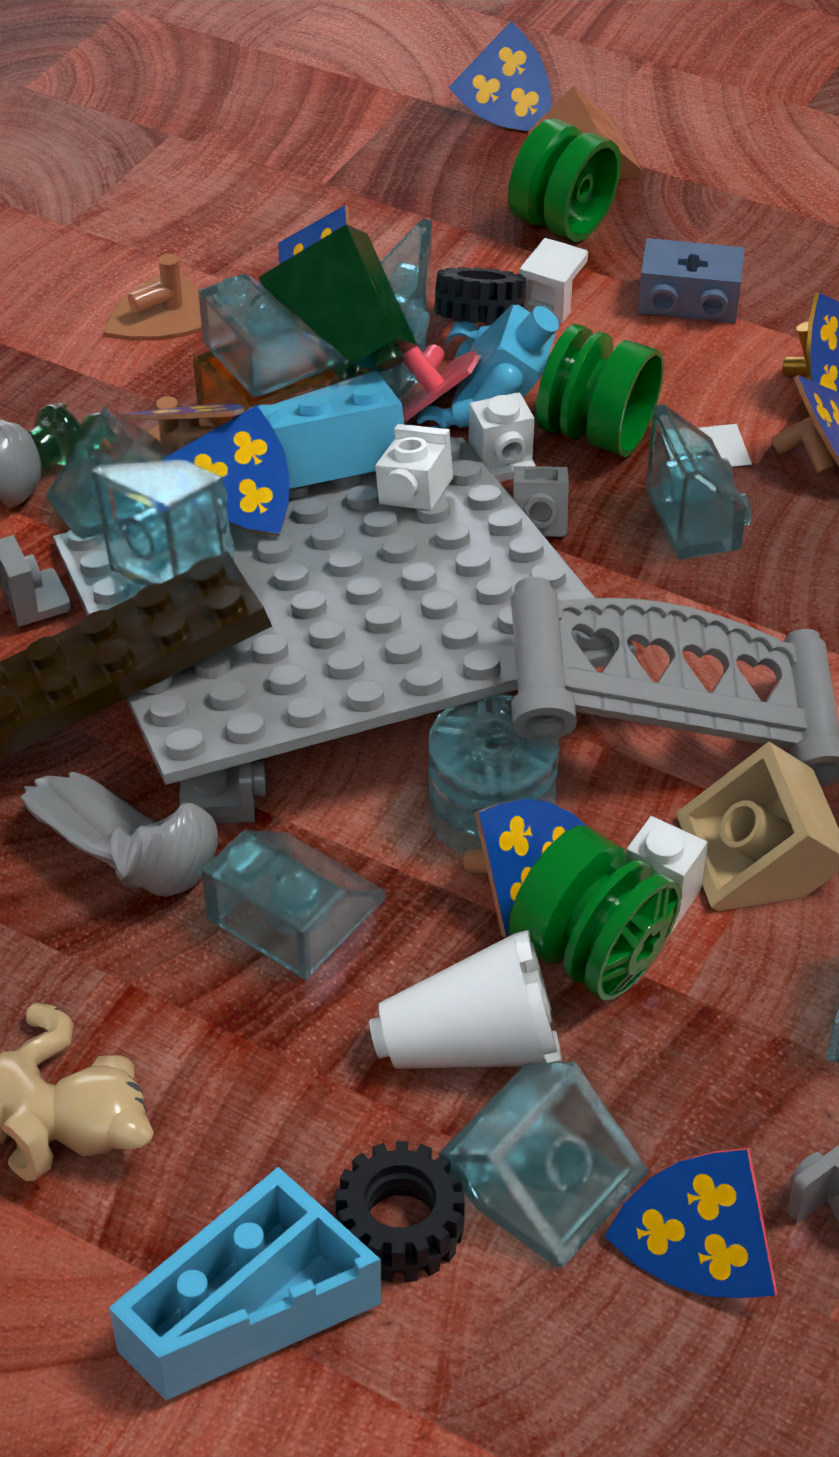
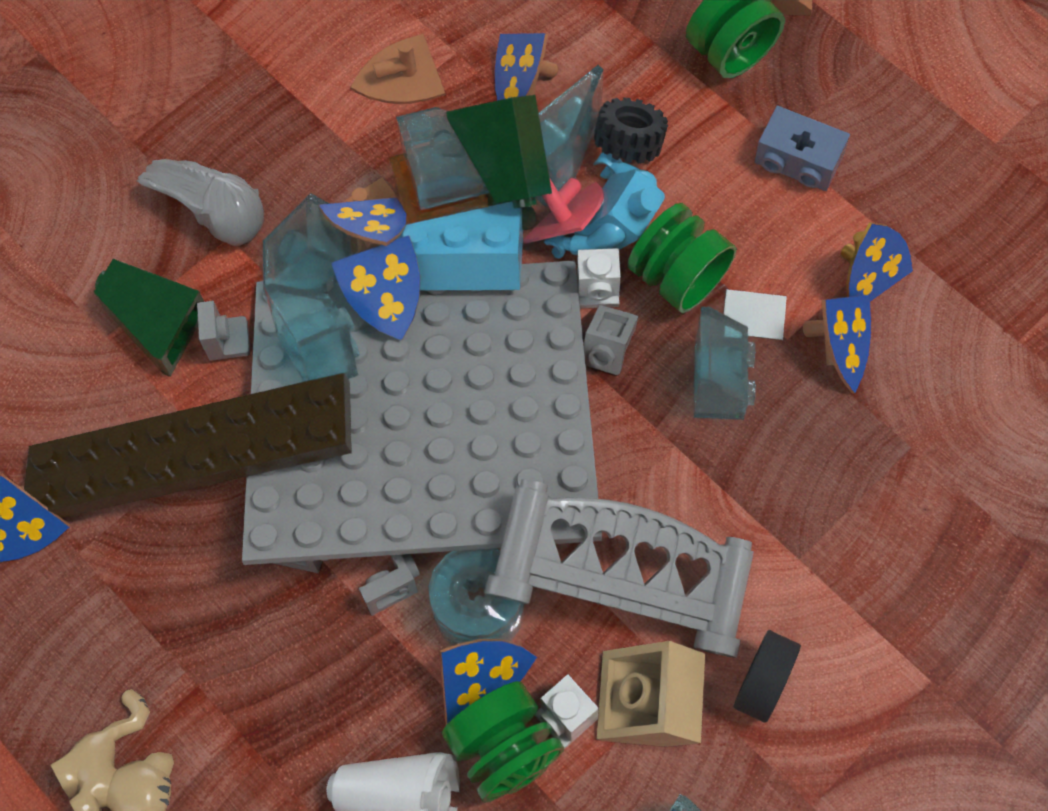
camera: 20 degrees right, 20 degrees up
(58, 433) = (283, 193): clear green animal -> none
(145, 853) = (212, 568): light grey hair -> none
(286, 898) = (318, 650): clear light blue slope -> none
(364, 798) = (390, 587): none -> light grey bracket
(415, 467) = (515, 306): white brick -> none
(550, 276) = (692, 120): white panel -> none

